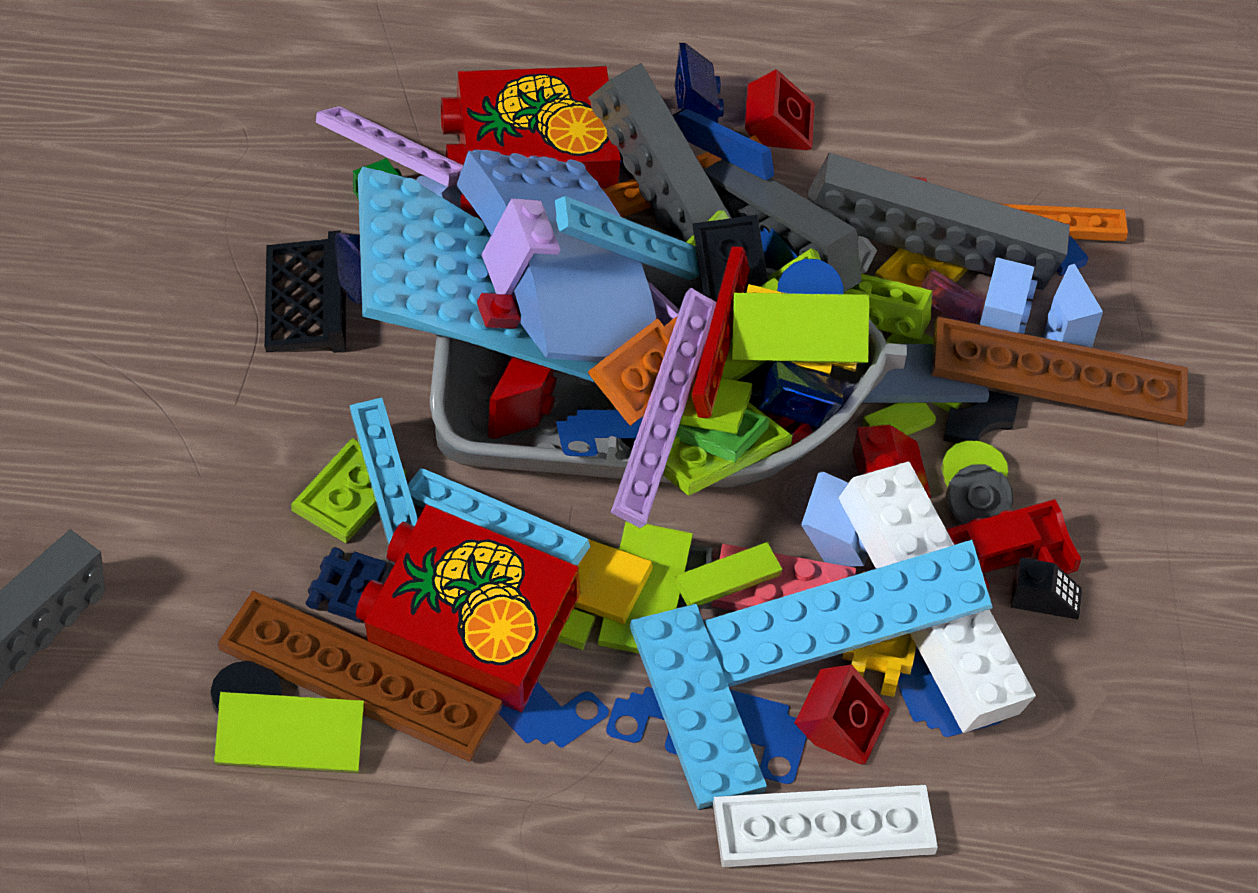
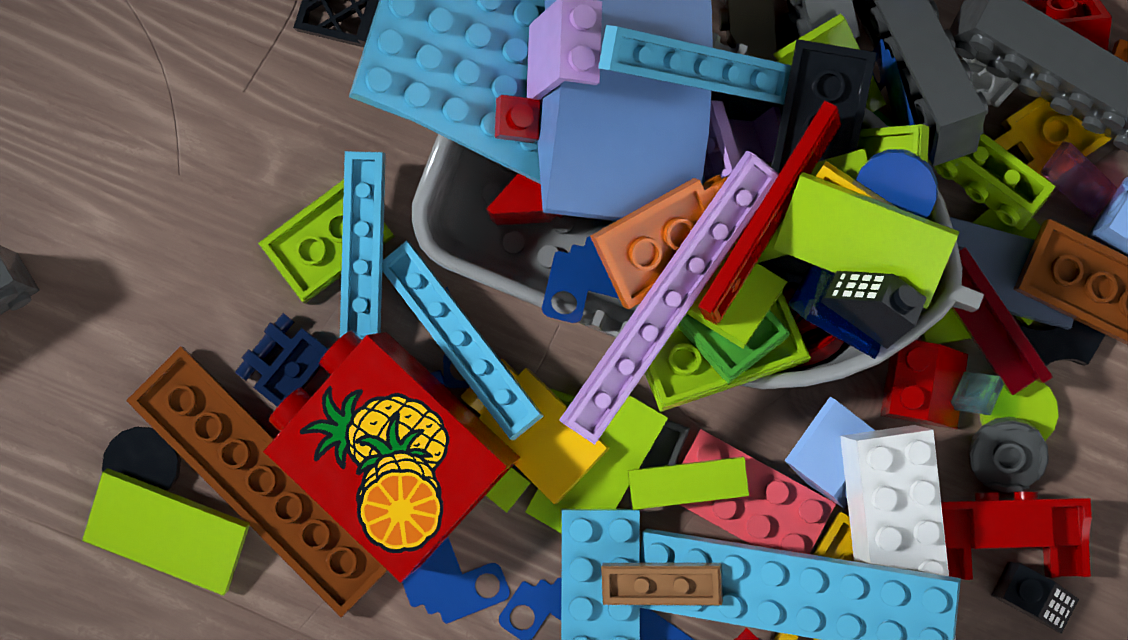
camera: 30 degrees right, 30 degrees up
(737, 640) = (662, 583): none -> medium nougat tile
(828, 365) = (875, 304): none -> black slope
(921, 404) = (998, 333): none -> dark red fence
(935, 458) = (977, 393): none -> clear light blue tile

